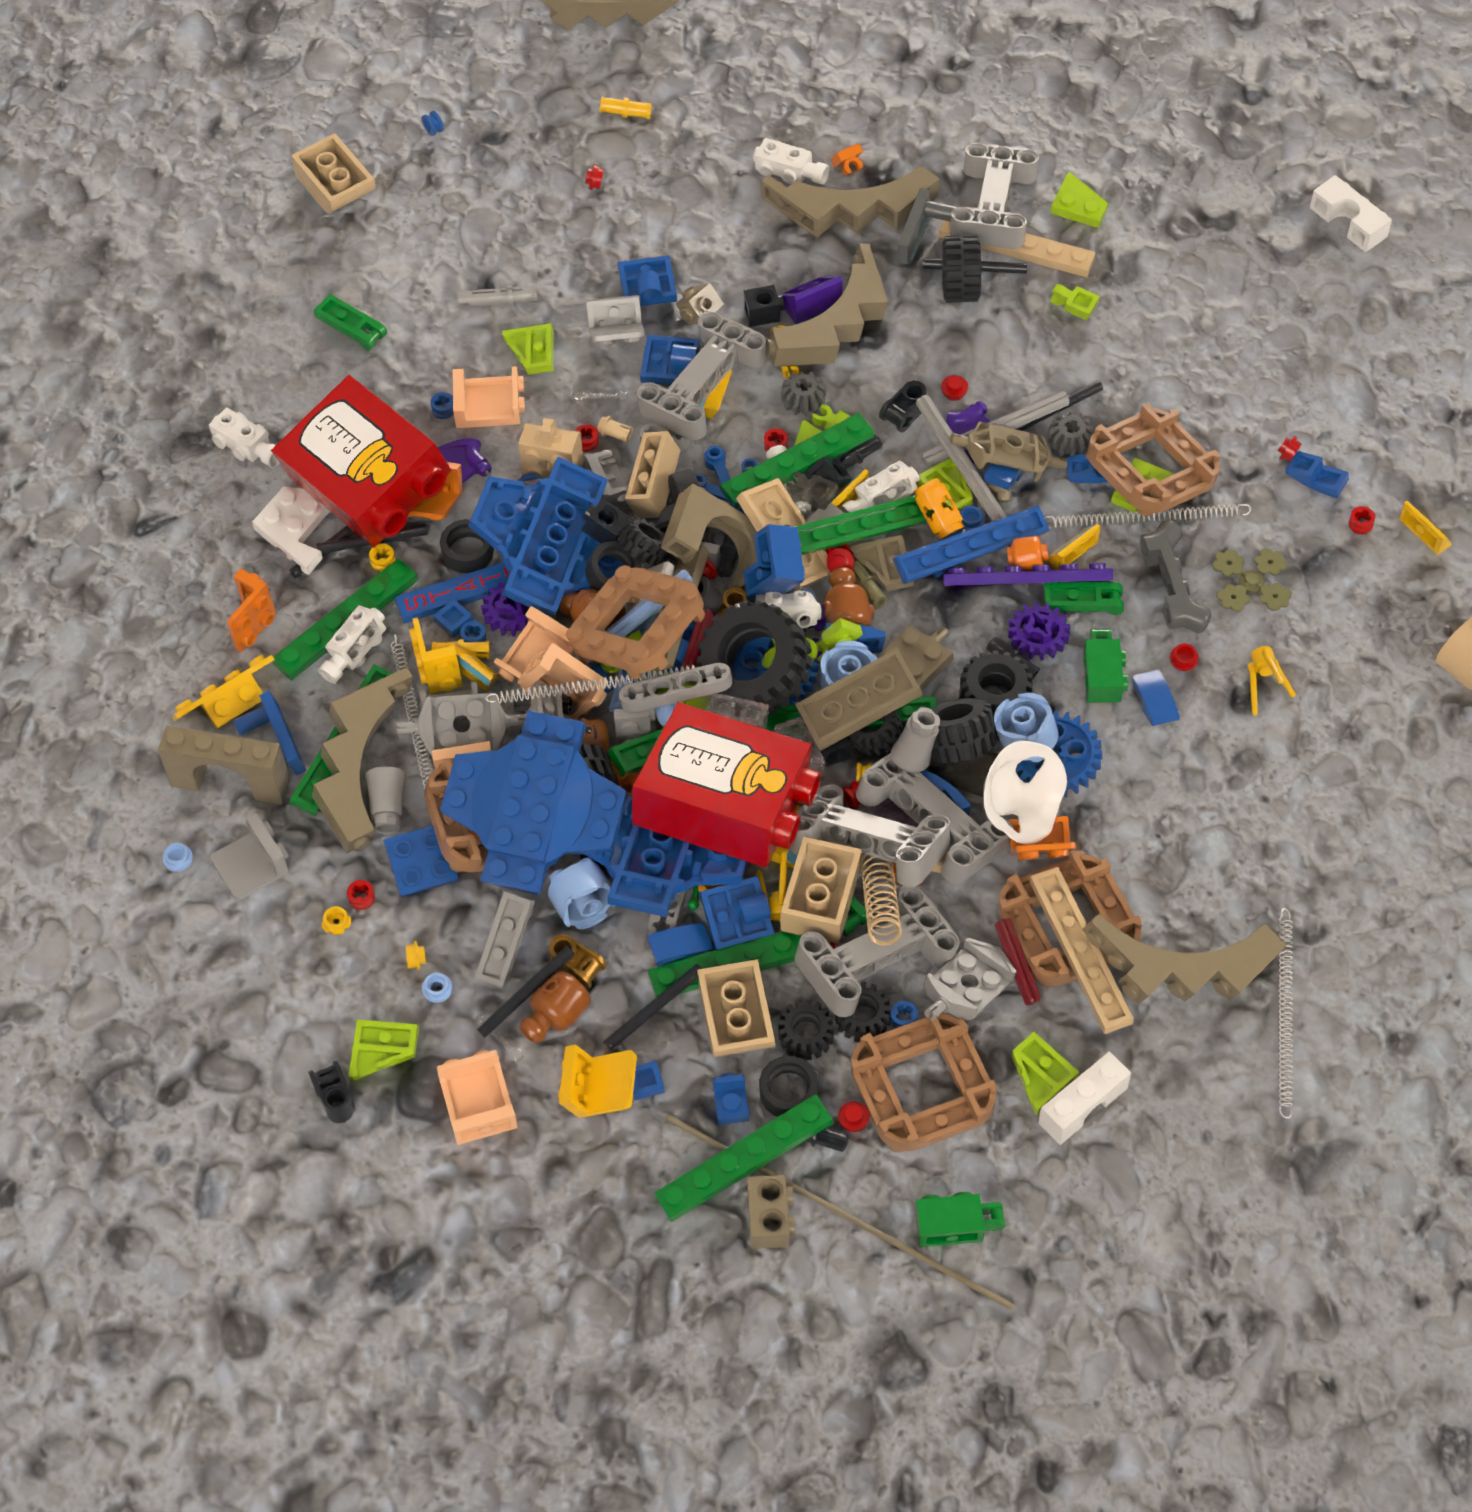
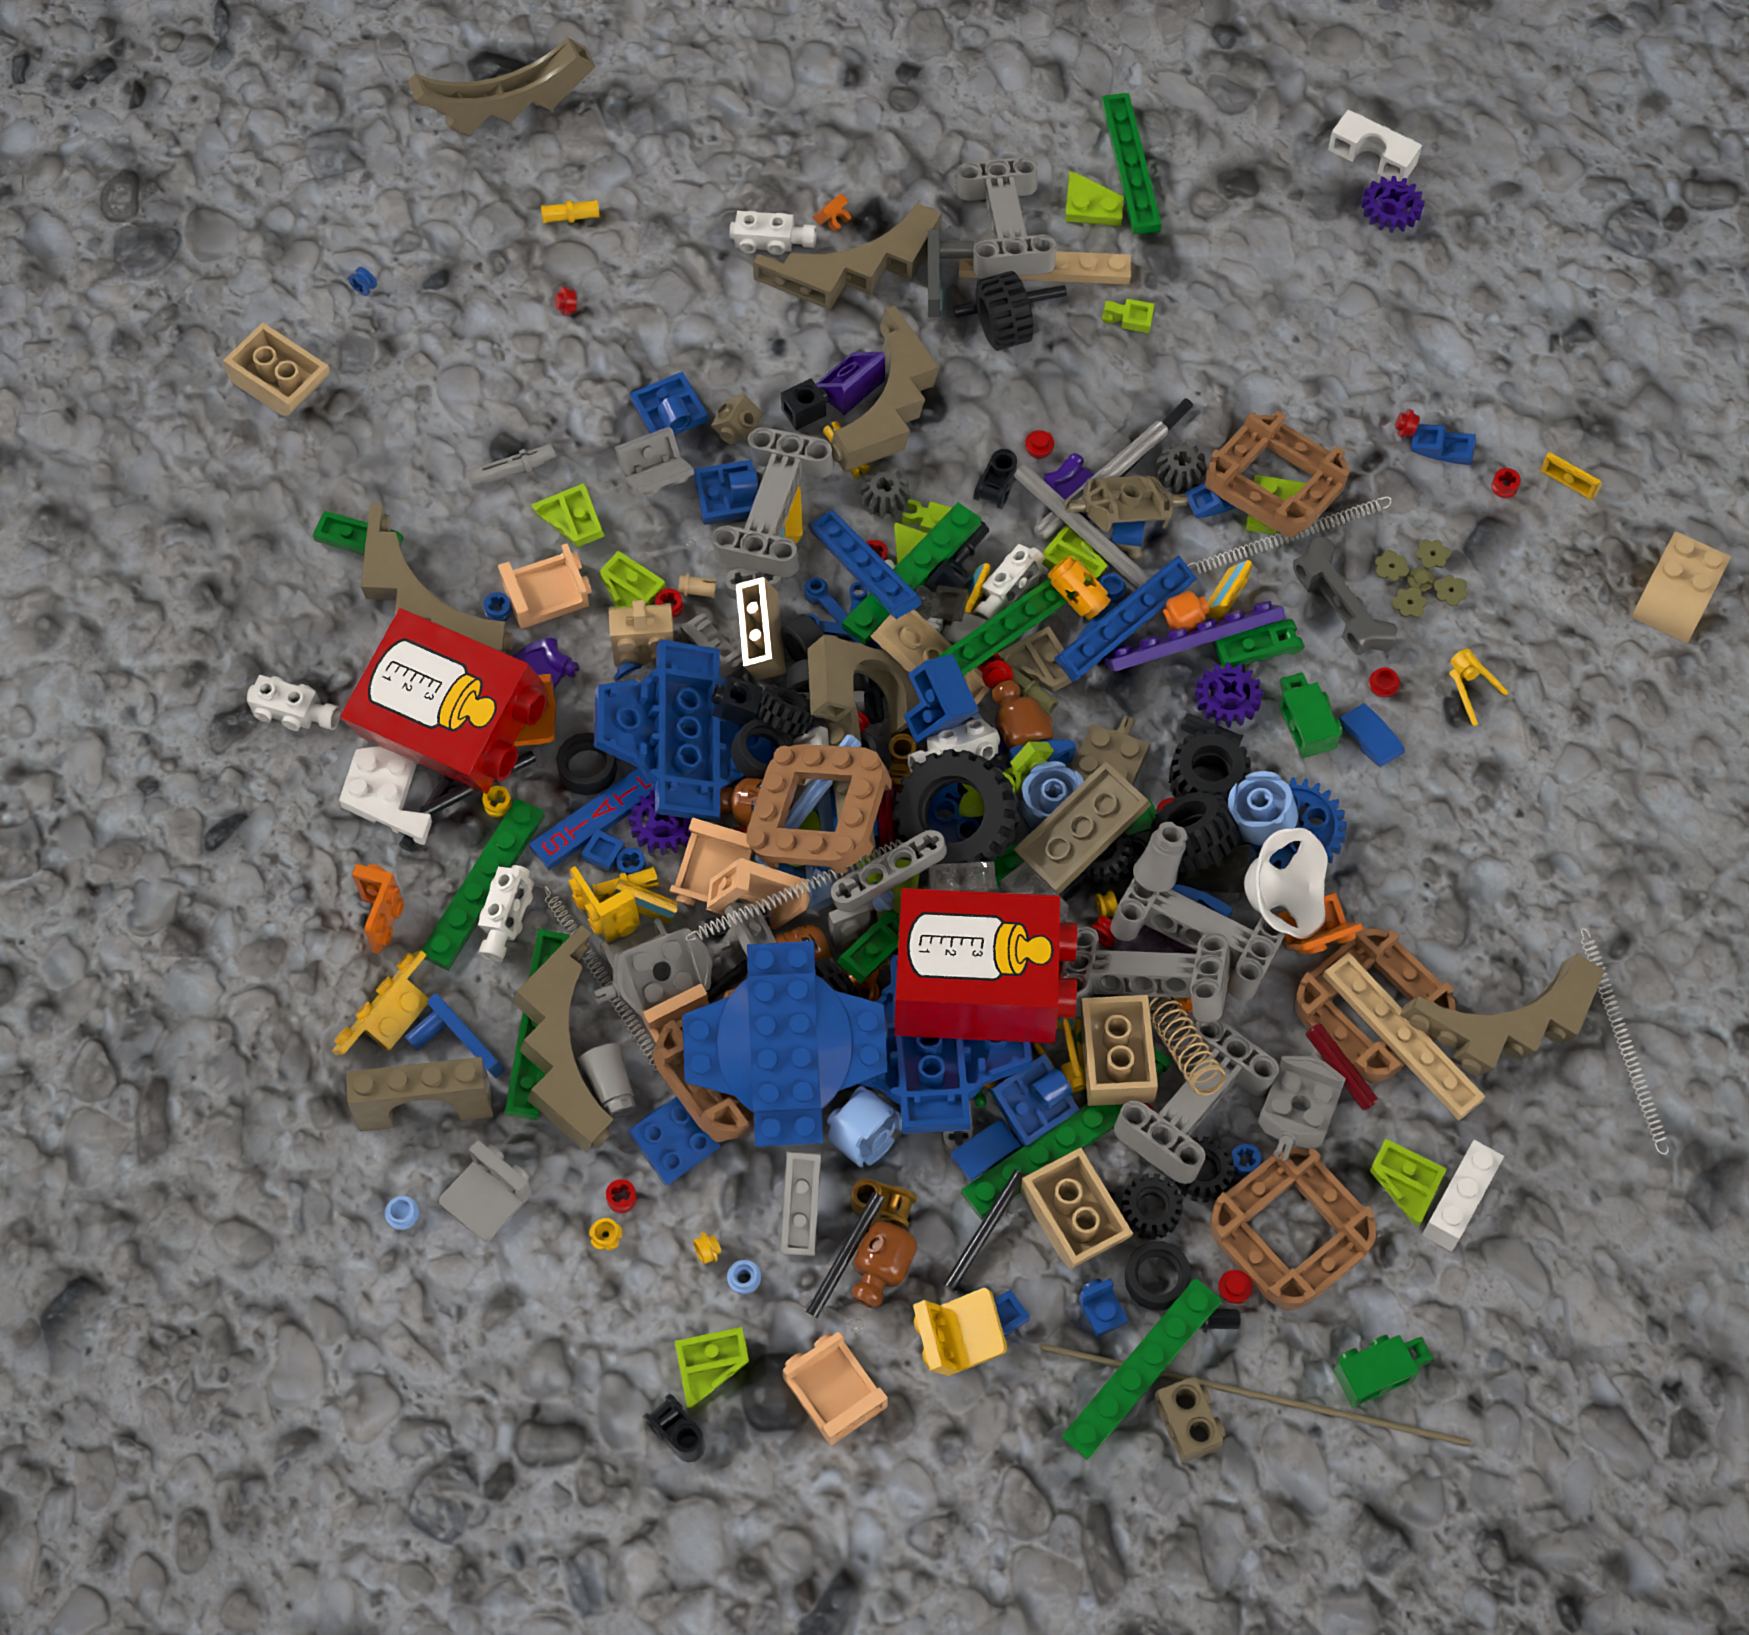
camera: 20 degrees left, 5 degrees up
(361, 358) = (390, 578): none -> dark tan arch
(560, 407) = (629, 581): none -> lime wing
(758, 443) = (865, 564): none -> blue tile
(1125, 178) = (1131, 163): none -> green plate
(1348, 264) = (1392, 204): none -> dark purple gear

